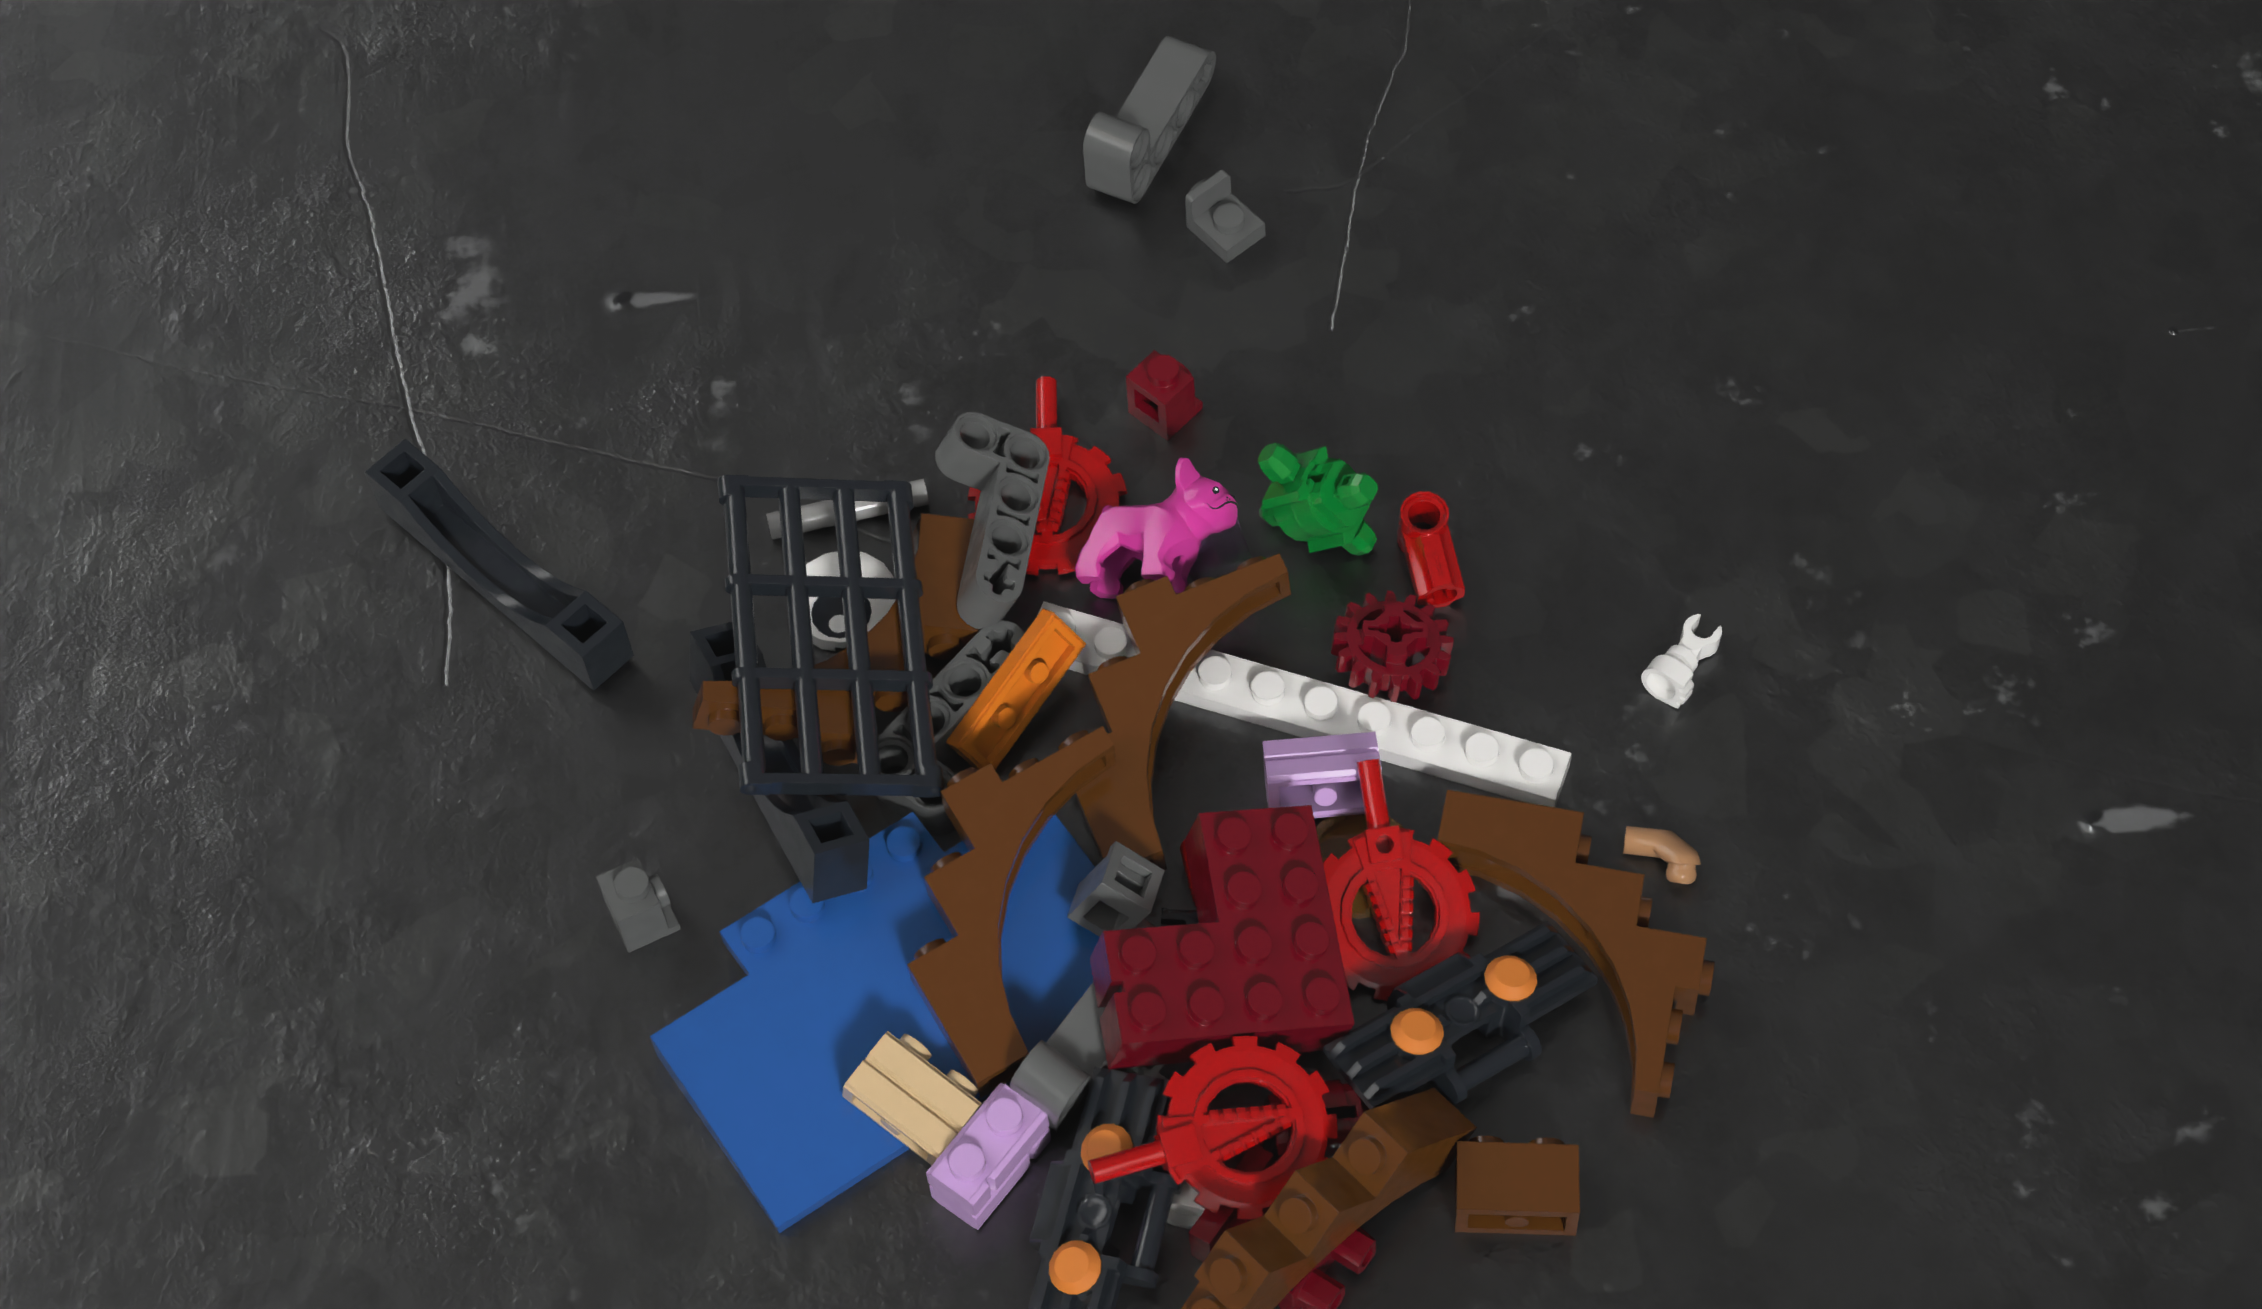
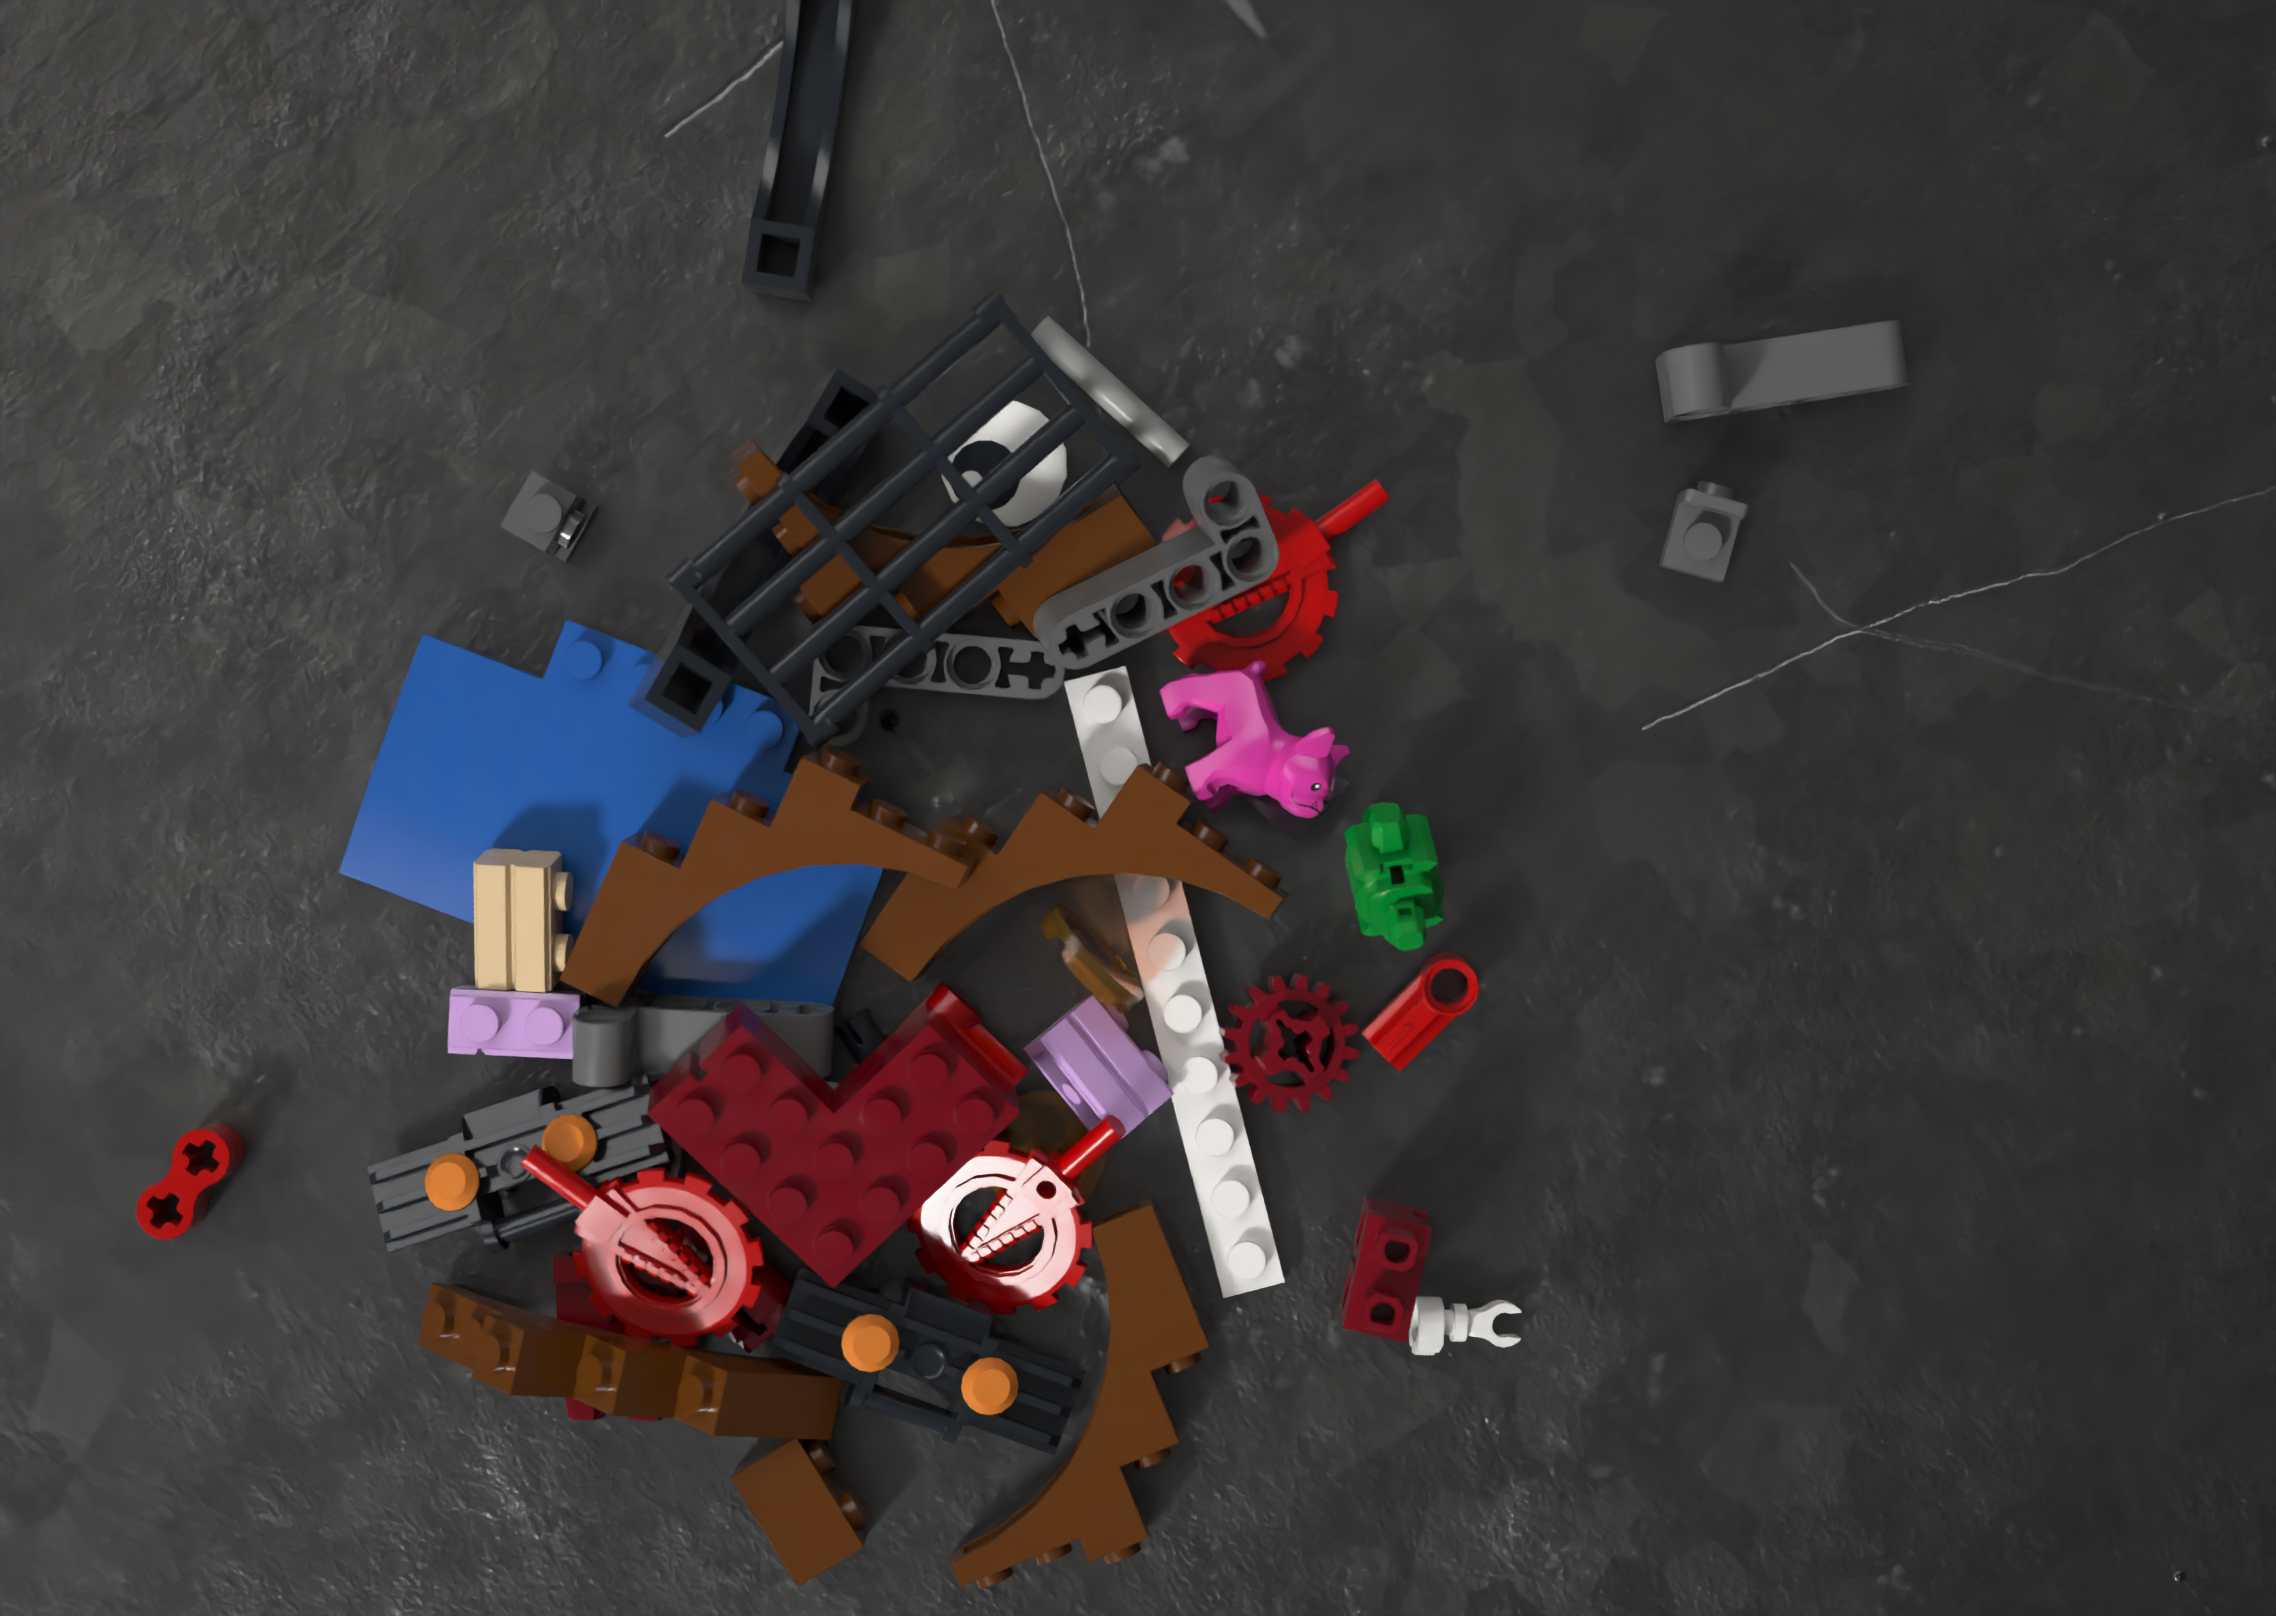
camera: 50 degrees right, 30 degrees up
(1016, 691) = (995, 721): orange tile -> none
(1116, 892) = (828, 978): dark grey brick -> none
(1169, 386) = (1438, 623): dark red brick -> none
(1234, 724) = (1092, 959): none -> clear orange tile
(1608, 663) = (1387, 1269): none -> dark red hips
(1666, 845) = (1243, 1433): medium nougat arm -> none

